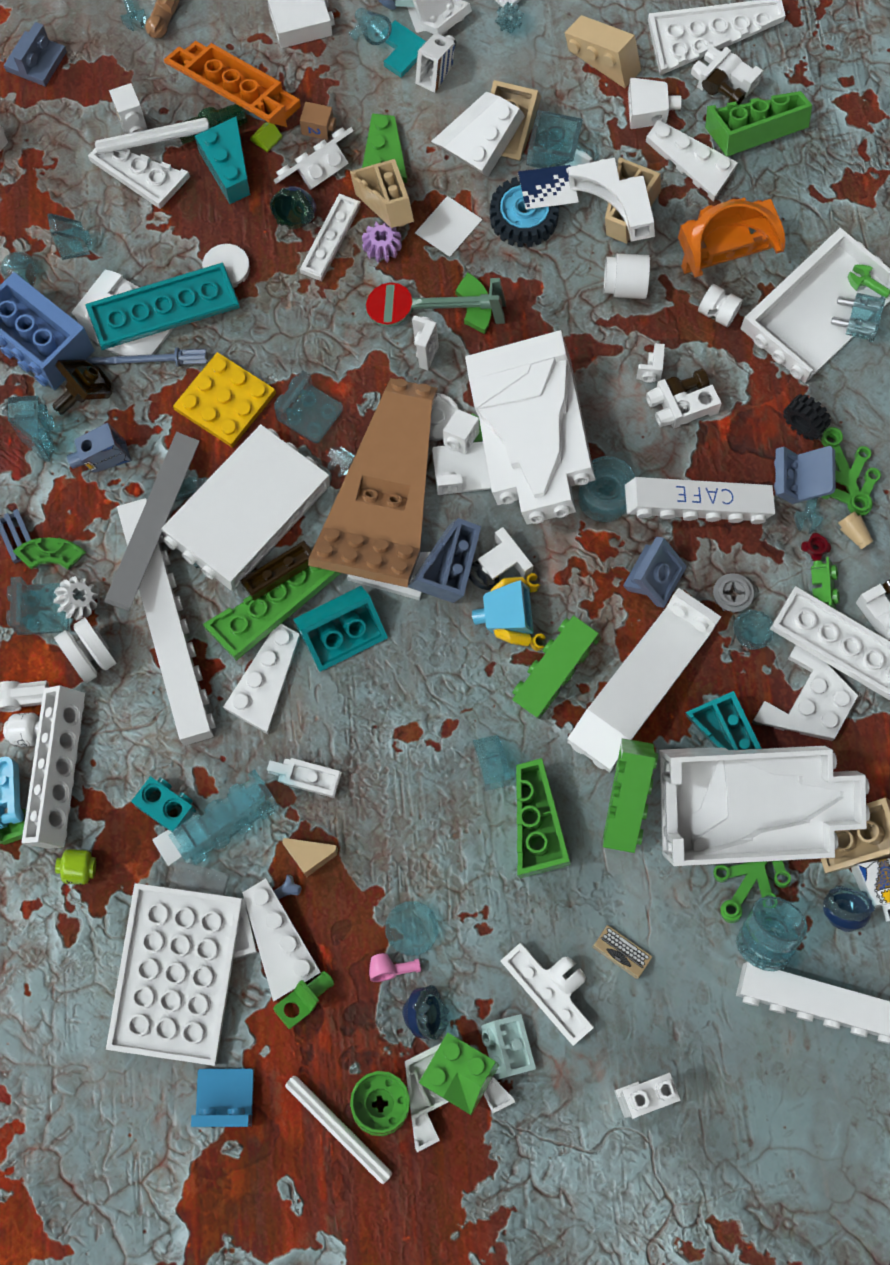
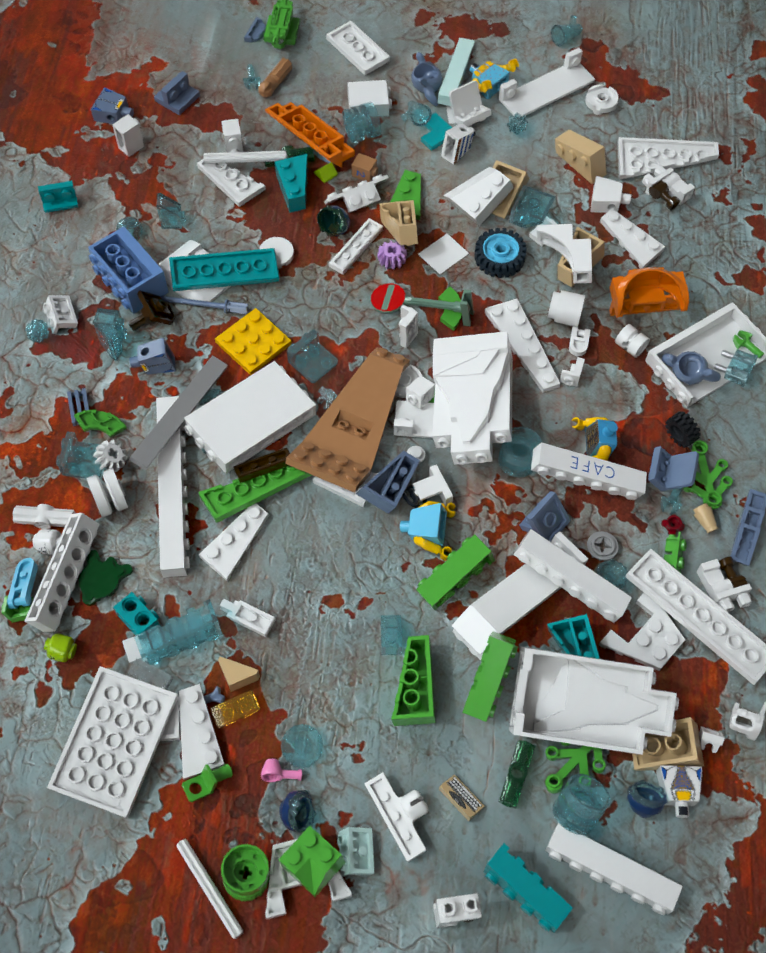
camera: 10 degrees right, 10 degrees down
(104, 763) = (101, 578): none -> dark green tile
(224, 1098) = (127, 845): dark azure bracket -> none
(299, 55) = (361, 122): none -> clear light blue wheel
(318, 900) = (235, 709): none -> clear yellow slope
(340, 628) = (299, 515): teal slope -> none
(473, 514) = (418, 452): none -> white plate
(546, 187) = (519, 238): sticker -> none
(561, 310) = (524, 342): none -> white wing
(651, 325) = (577, 345): none -> white plate
(681, 406) = (588, 404): white hips -> none
(682, 926) = (513, 786): none -> clear green piece
(703, 447) = (600, 436): none -> torso
(705, 643) = (572, 576): none -> white brick
(725, 1049) = (527, 889): none -> teal wedge
(757, 122) = (684, 221): bright green wedge -> none
(802, 330) = (690, 367): none -> sand blue piece

